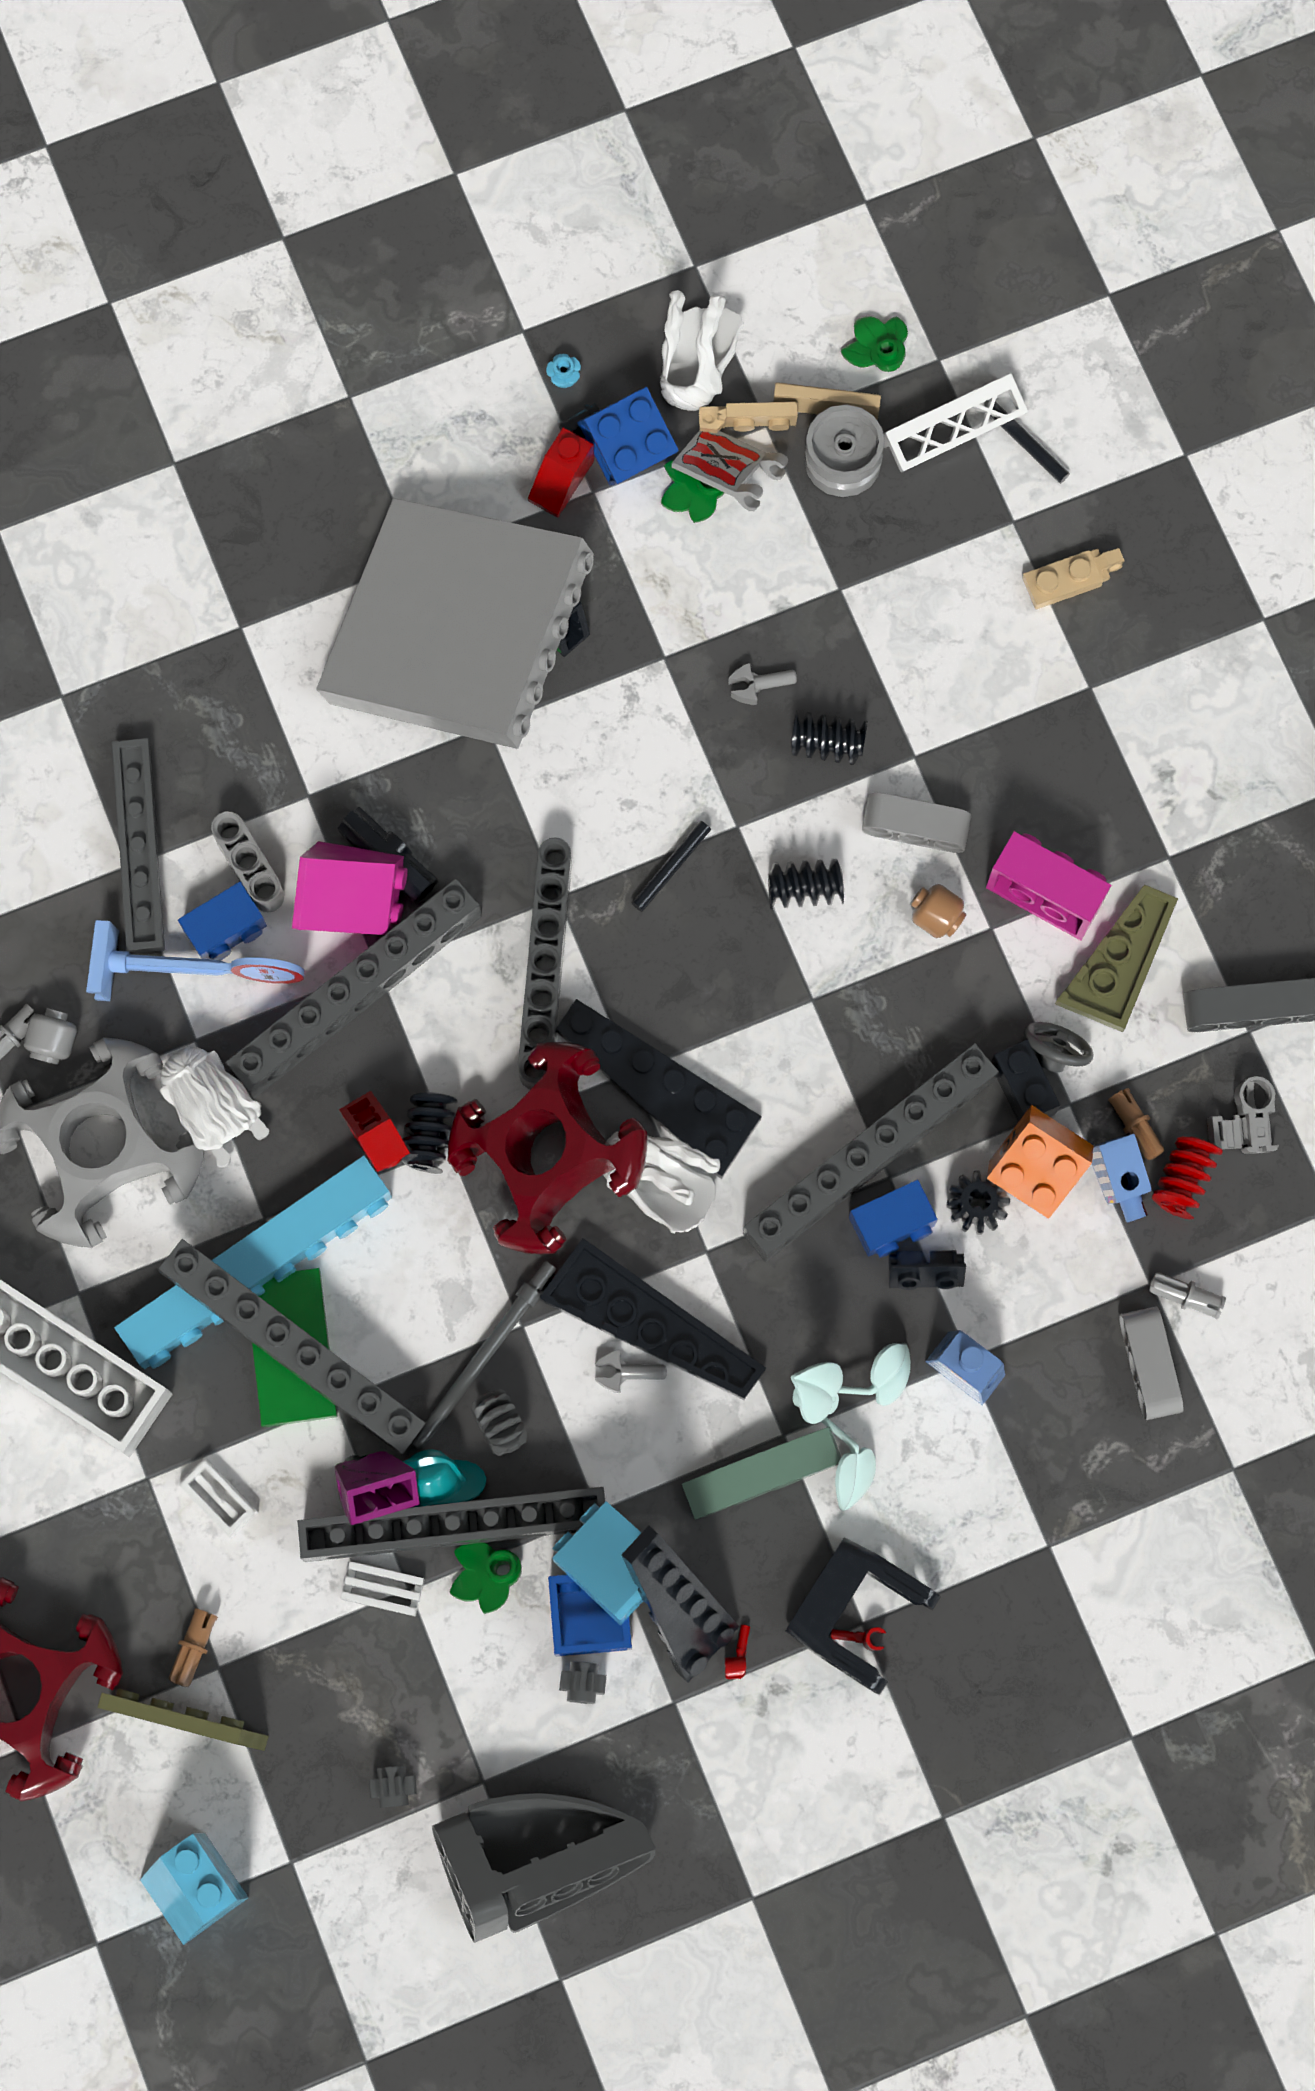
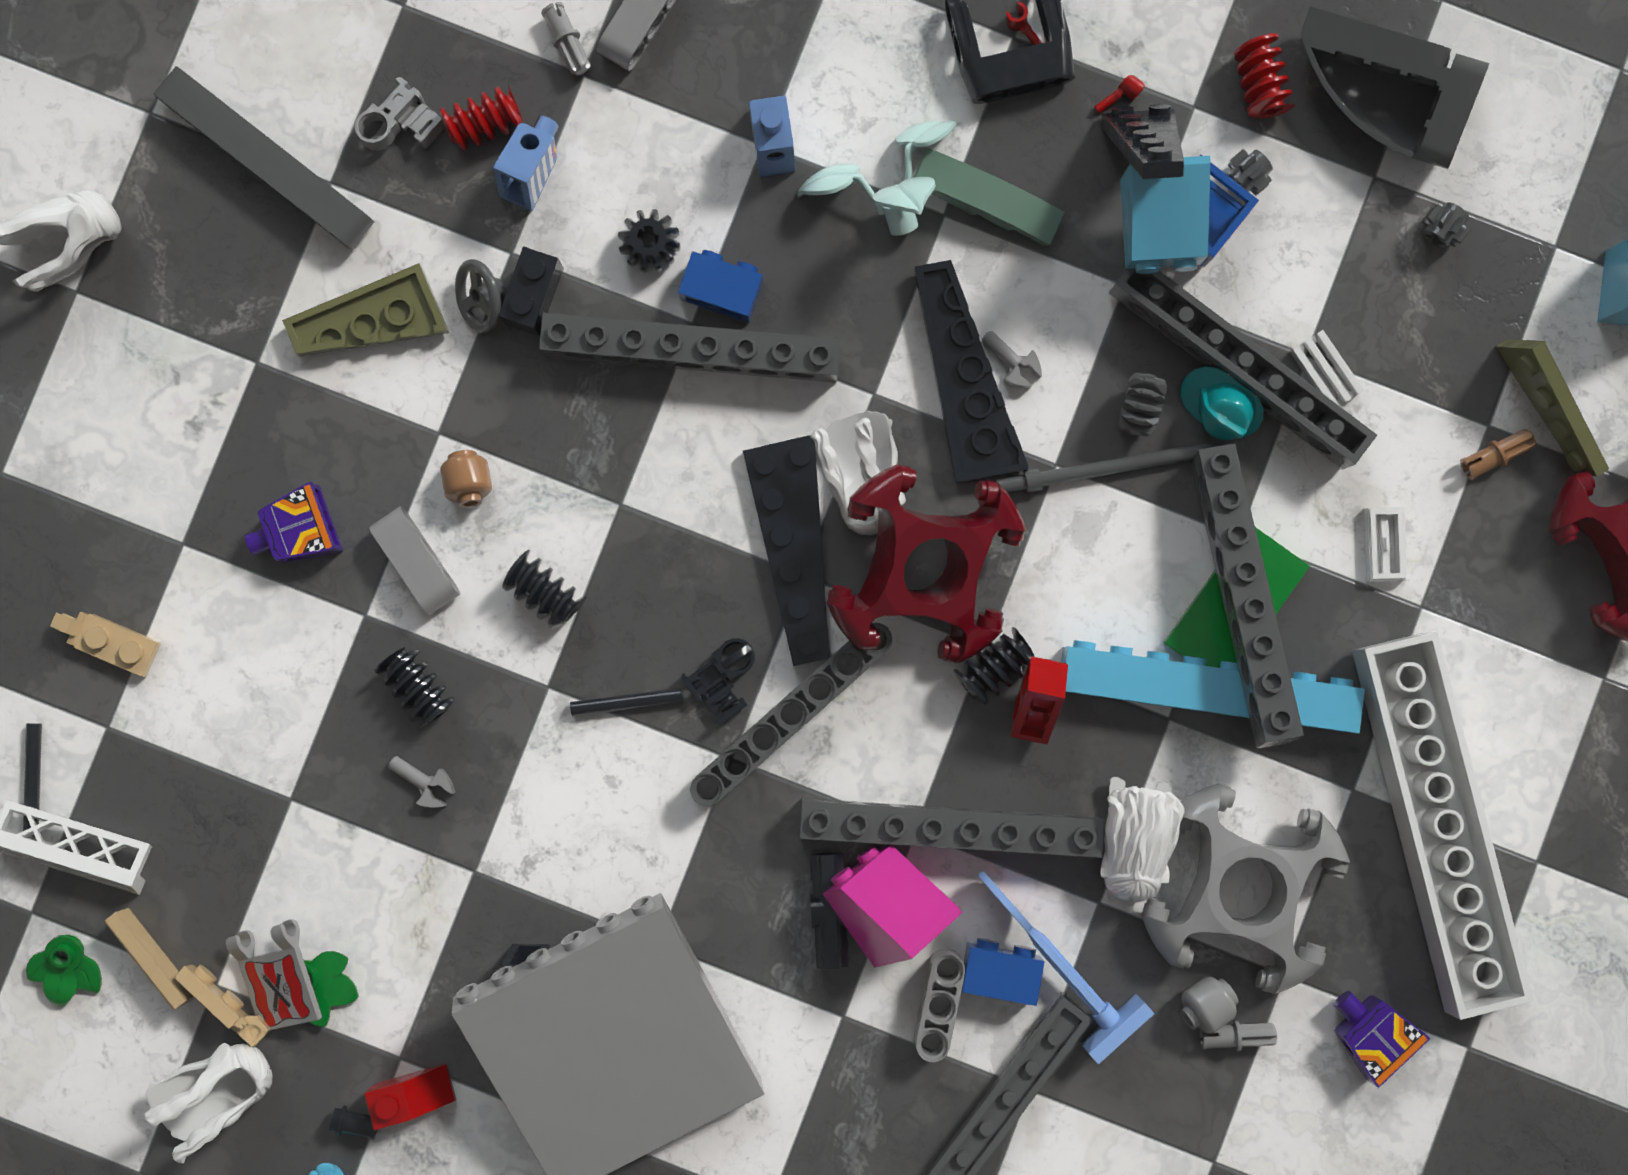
camera: 145 degrees left, 10 degrees up
(375, 1486) = (1277, 439): magenta torso -> none
(480, 1576) = (1253, 308): green plate -> none
(624, 935) = (713, 684): none -> black piece
(628, 436) = (330, 1075): blue piece -> none
(642, 1769) = (1261, 77): none -> red piece
(844, 450) = (155, 910): light grey wheel -> none
(909, 1272) = (721, 219): black hinge -> none
(1020, 768) = (296, 527): none -> dark purple torso
(1040, 1162) = (578, 219): orange brick -> none
(1048, 885) = (366, 415): dark pink brick -> none
(1136, 1123) = (479, 190): medium nougat axle -> none

